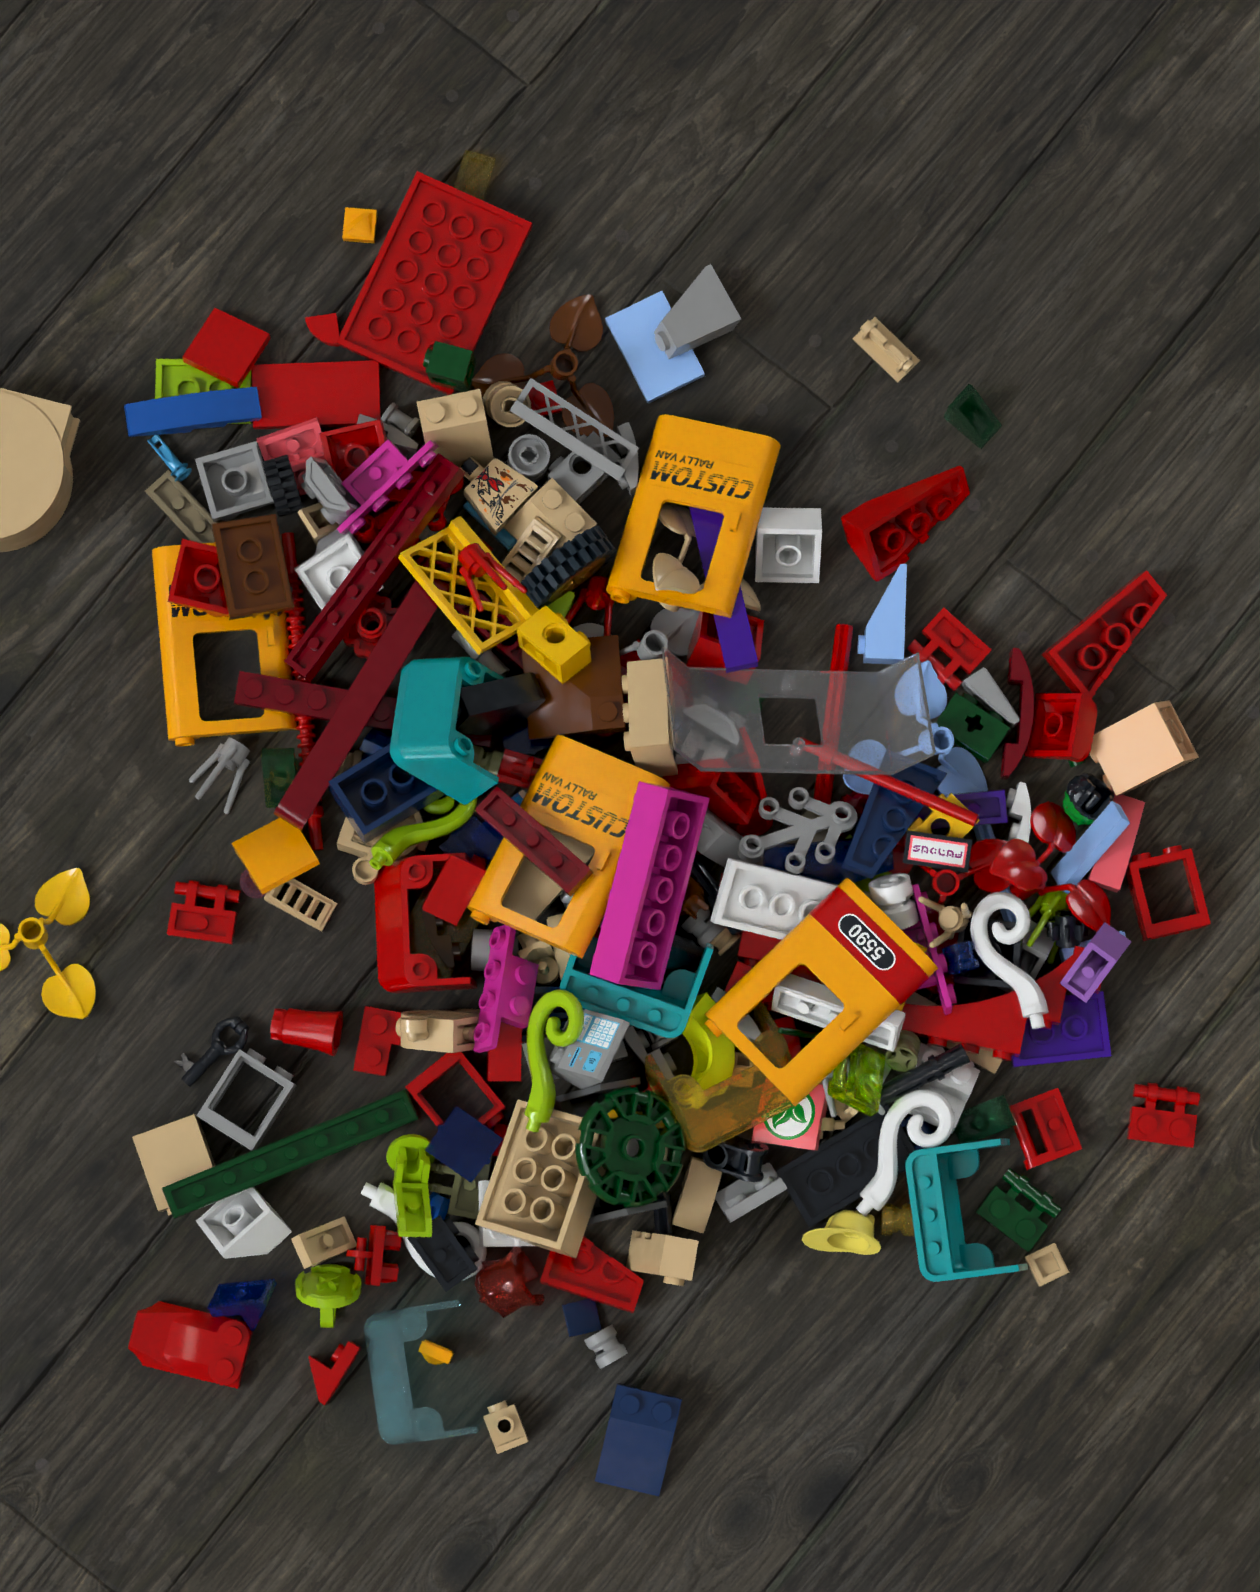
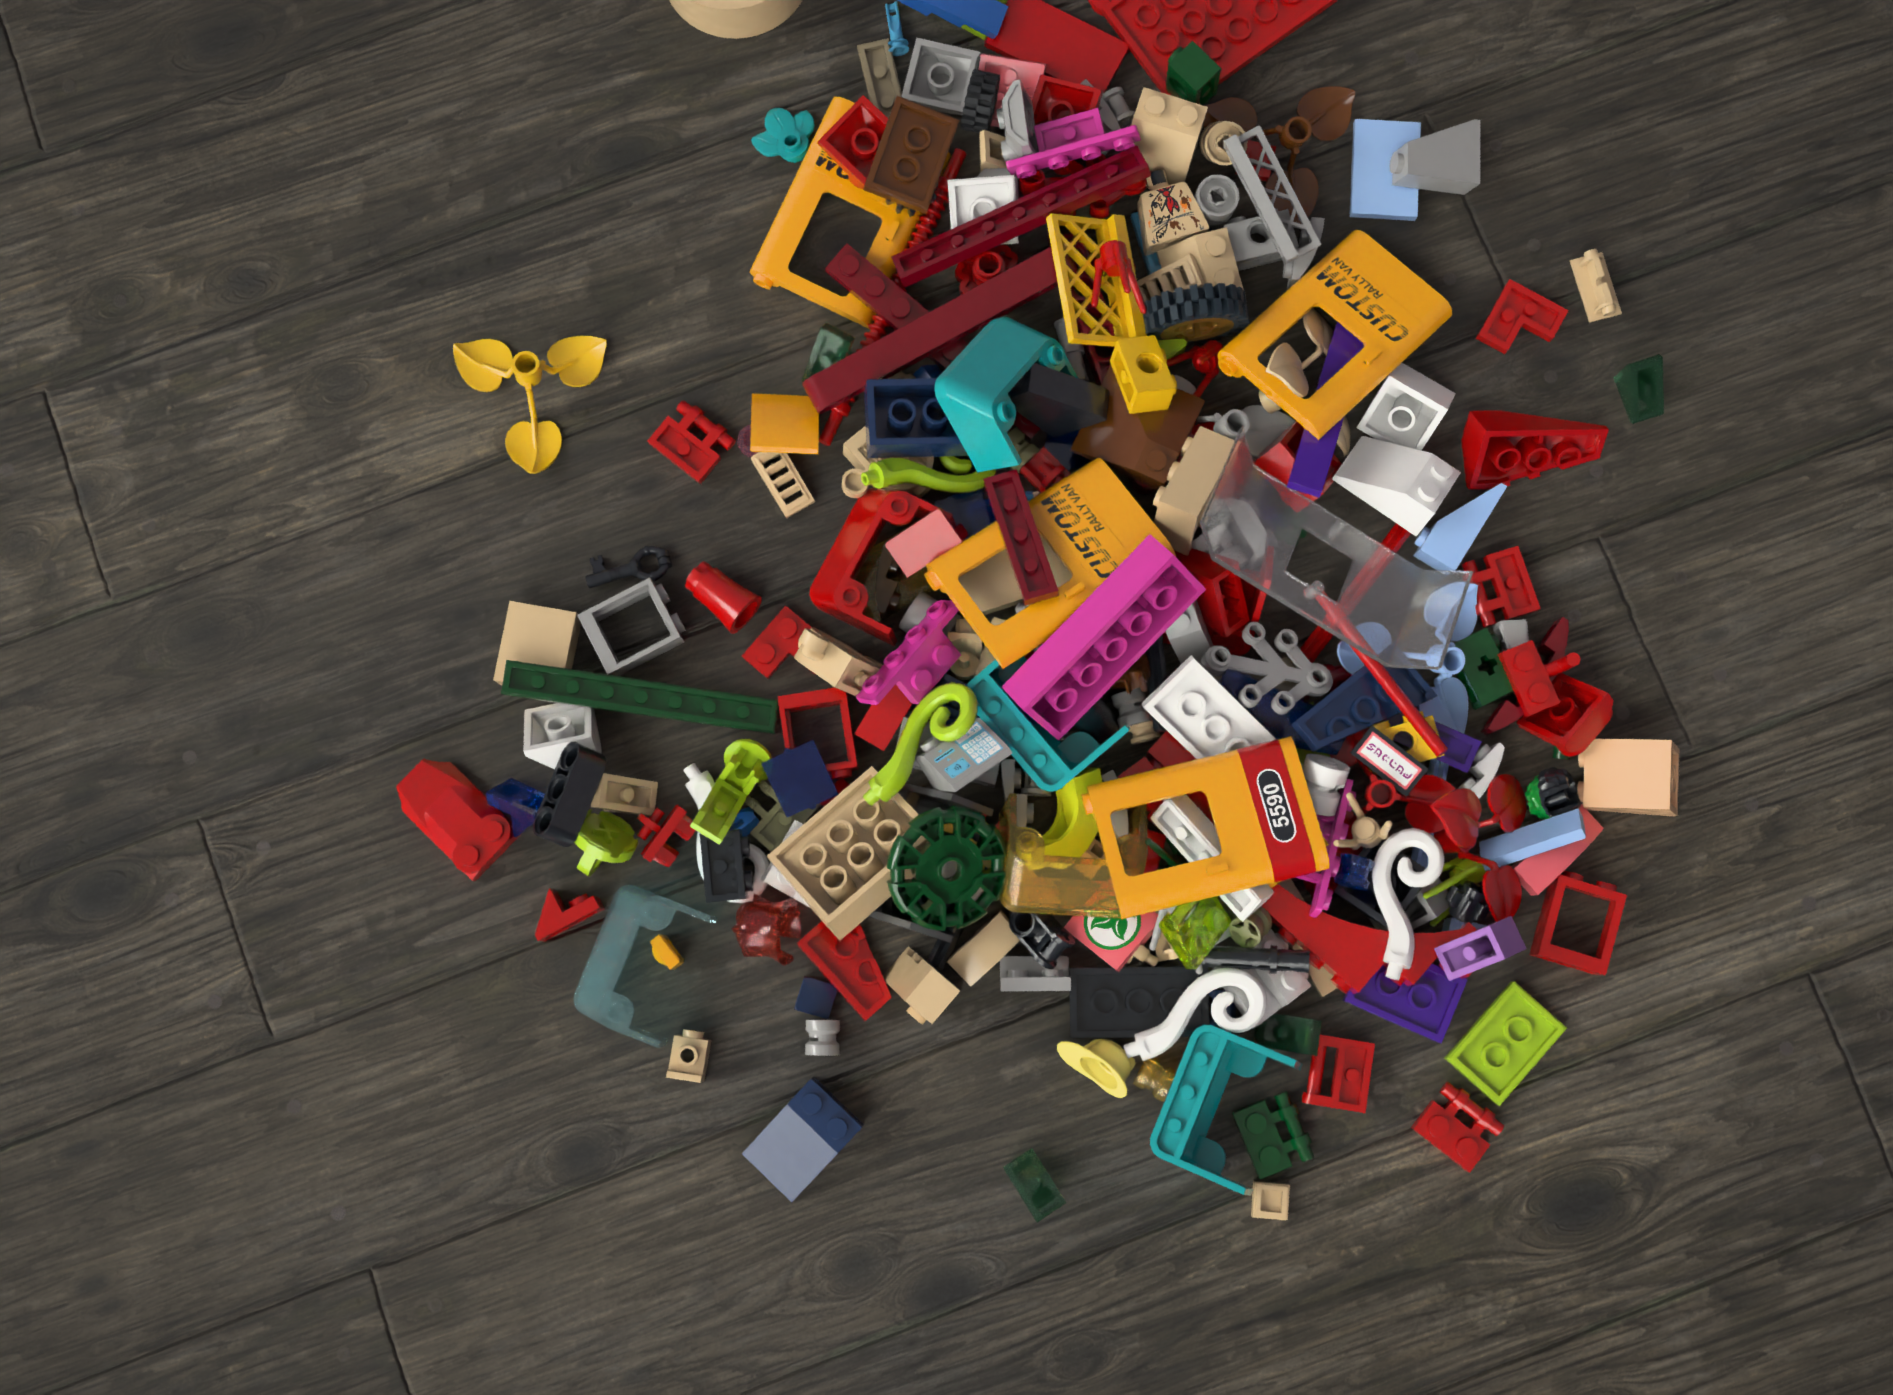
camera: 35 degrees right, 0 degrees up
(124, 600) = (783, 131): none -> teal plate
(229, 755) = (795, 315): light grey plant -> none
(281, 1268) = (569, 794): none -> black beam
(813, 610) = (1397, 480): none -> white slope
(834, 403) = (1517, 309): none -> red plate
(848, 1364) = (1034, 1185): none -> clear green slope
(1015, 713) = (1532, 678): none -> red plate
(1097, 642) = (1644, 657): red wedge -> none
(1163, 1025) = (1505, 1043): none -> lime tile

